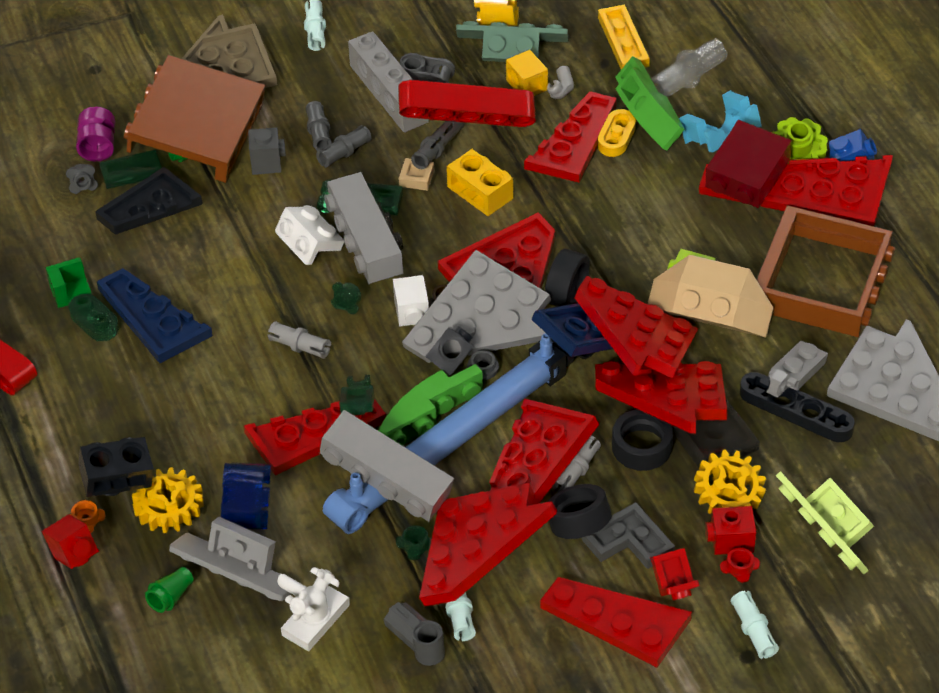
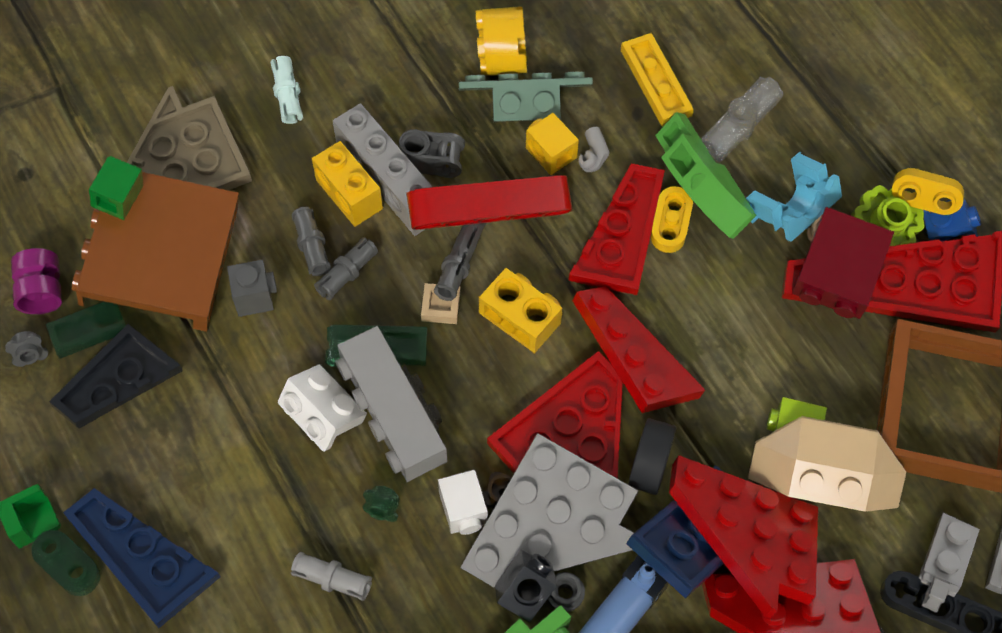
camera: 10 degrees left, 15 degrees up
(169, 65) = (116, 187): none -> green panel
(354, 88) = (347, 183): none -> yellow brick
(568, 217) = (637, 356): none -> red wing
(827, 119) = (928, 191): none -> yellow plate

